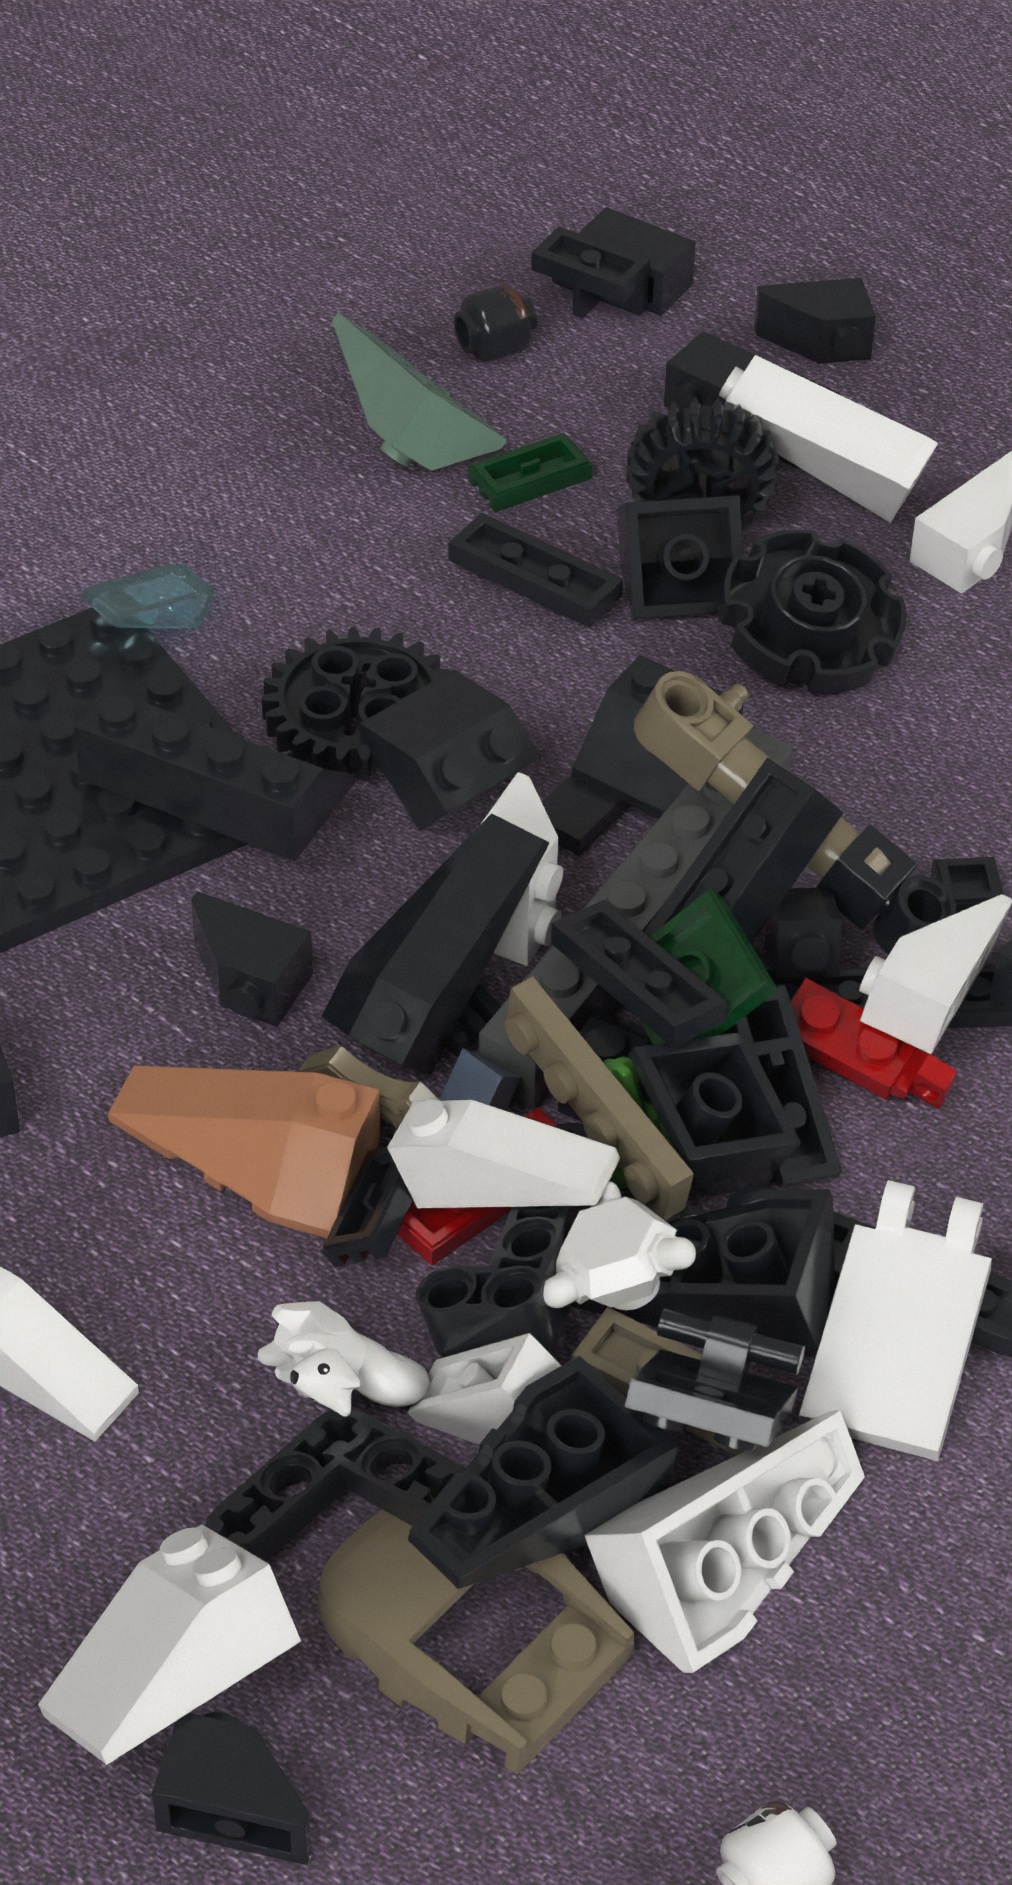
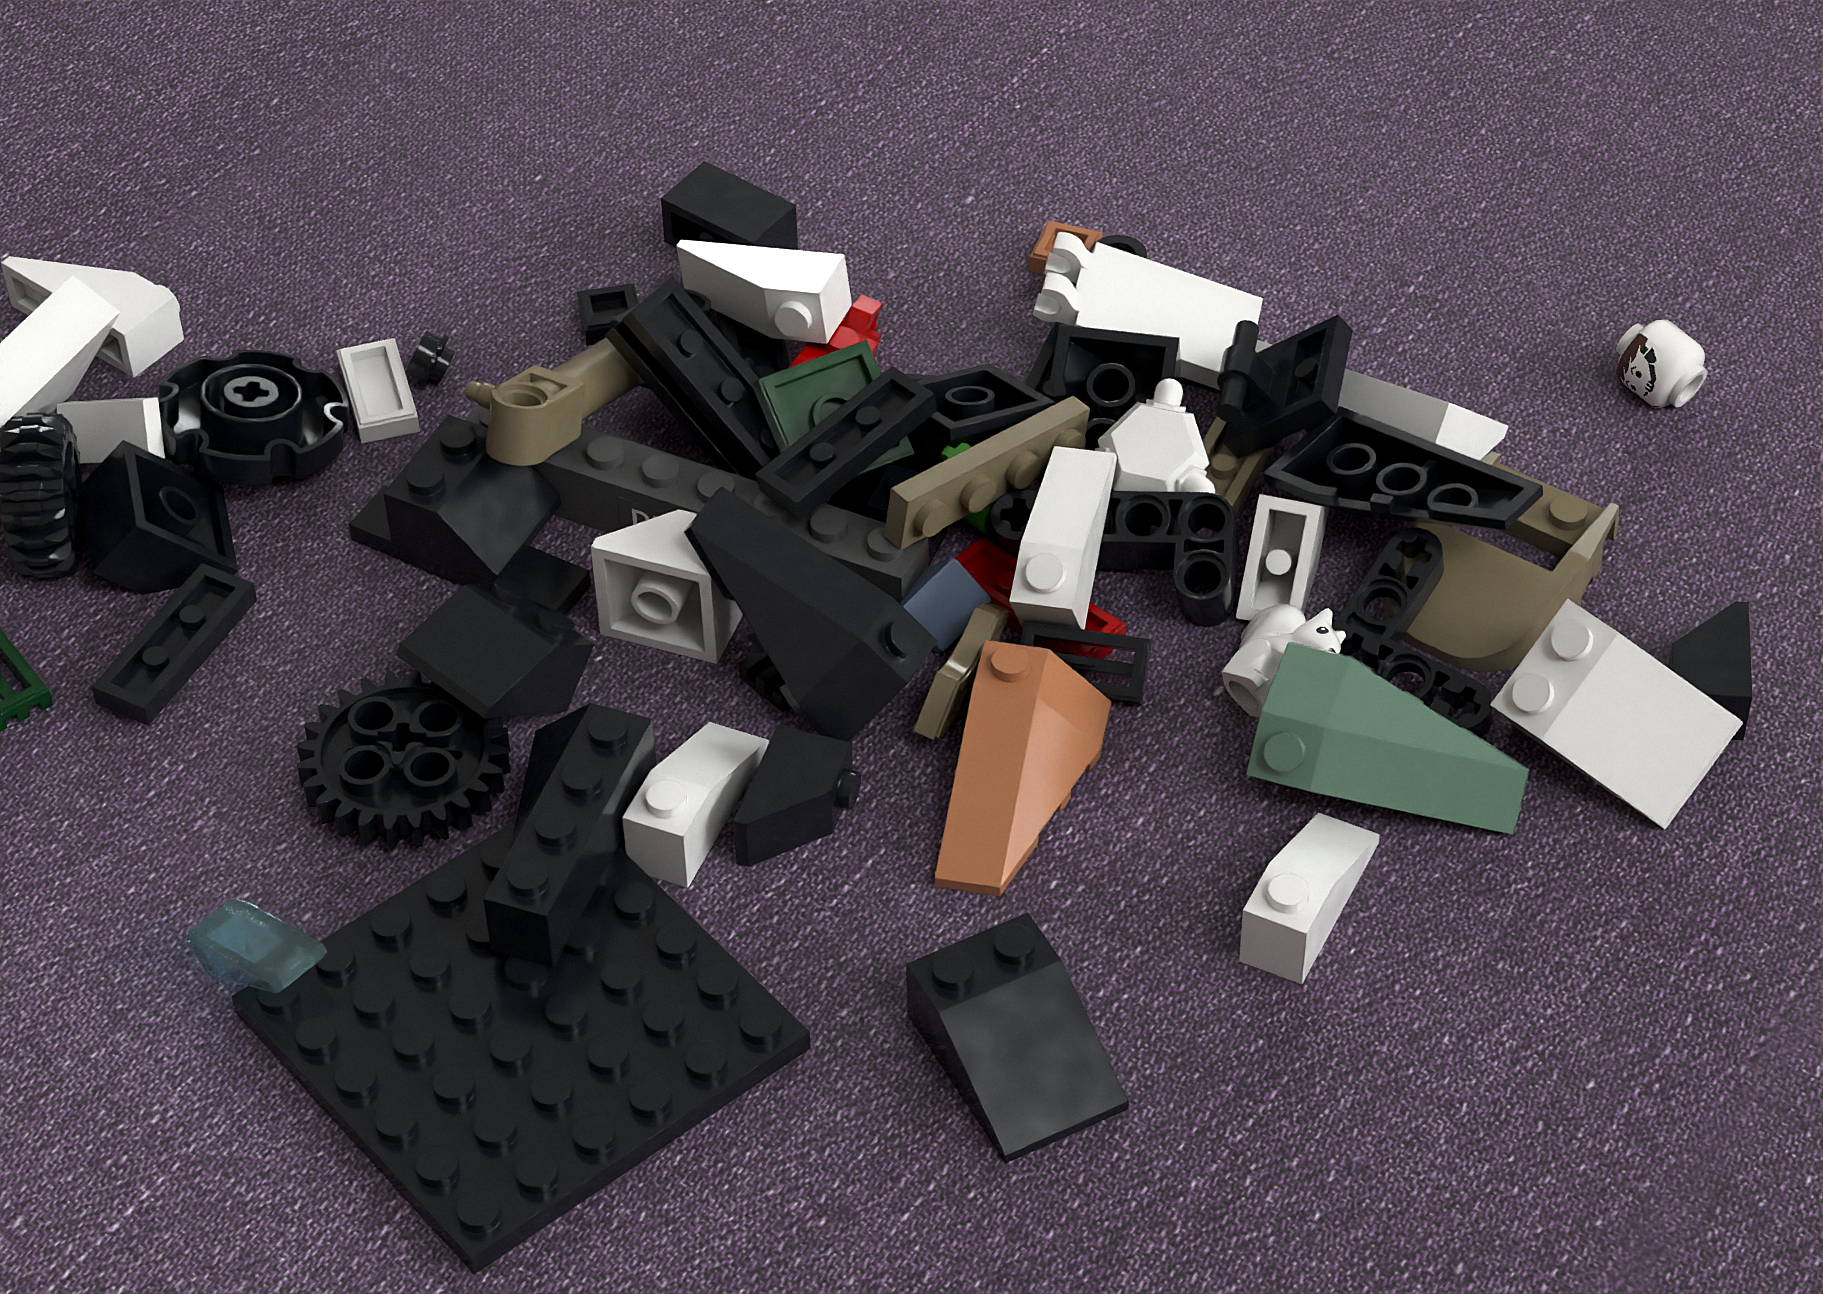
camera: 95 degrees left, 0 degrees up
(176, 1383) = (1364, 740): none -> sand green wedge
(259, 874) = (689, 801): none -> white slope
(793, 511) = (105, 423): none -> white tile
(866, 714) = (378, 390): none -> white tile
(896, 742) = (430, 359): none -> black plate

